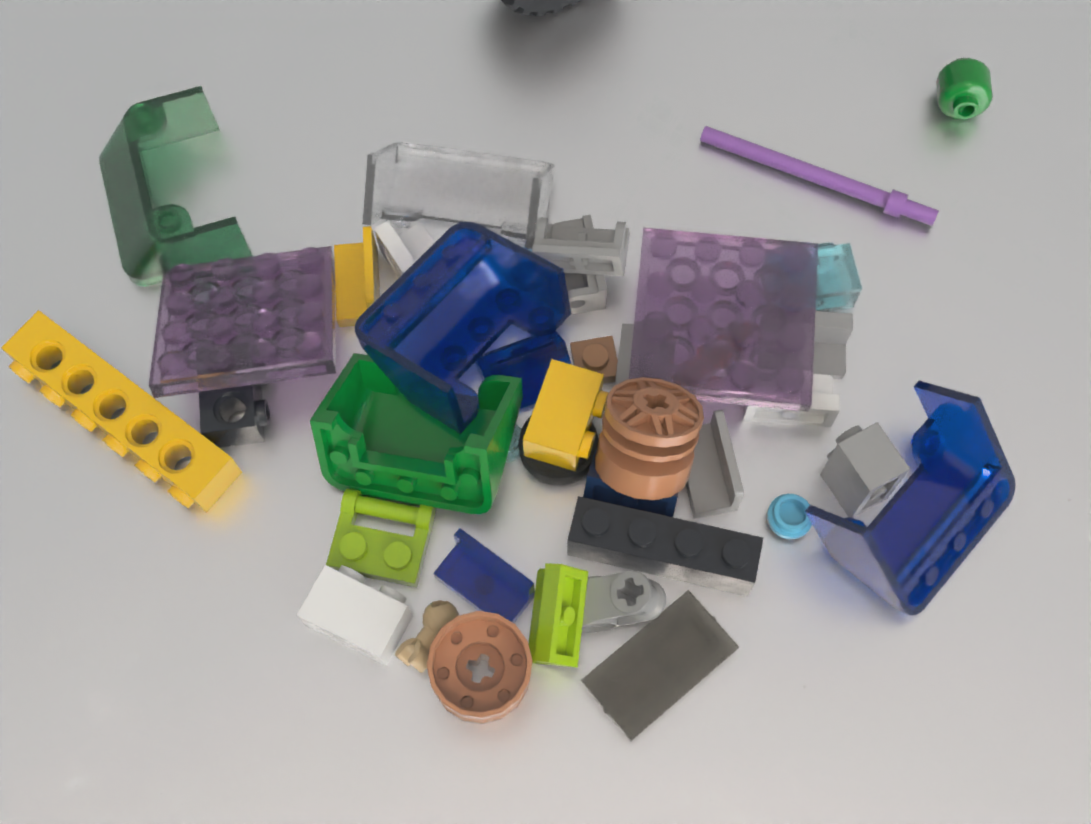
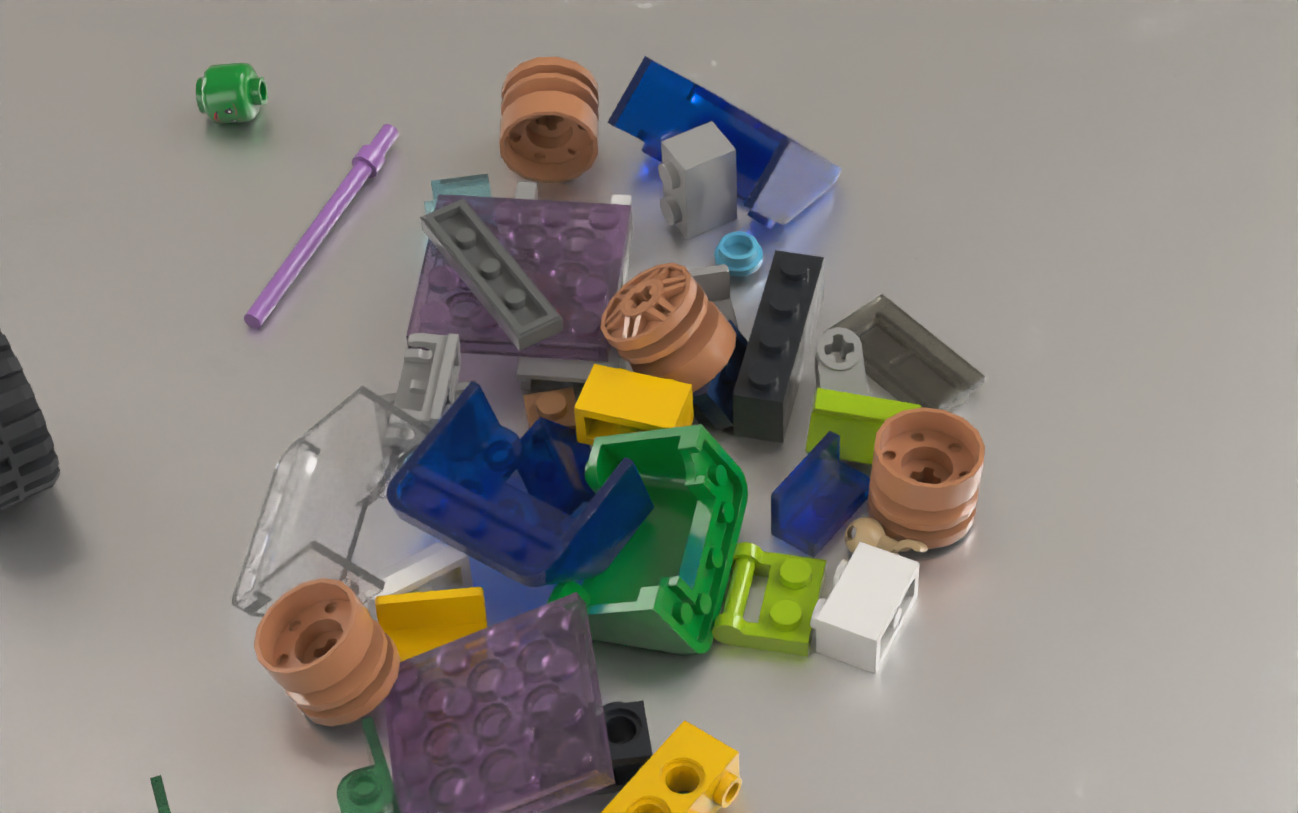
camera: 90 degrees left, 20 degrees down
(319, 195) = (327, 652): none -> nougat wheel
(704, 284) = (492, 274): none -> dark grey tile
(938, 337) = (549, 120): none -> nougat wheel

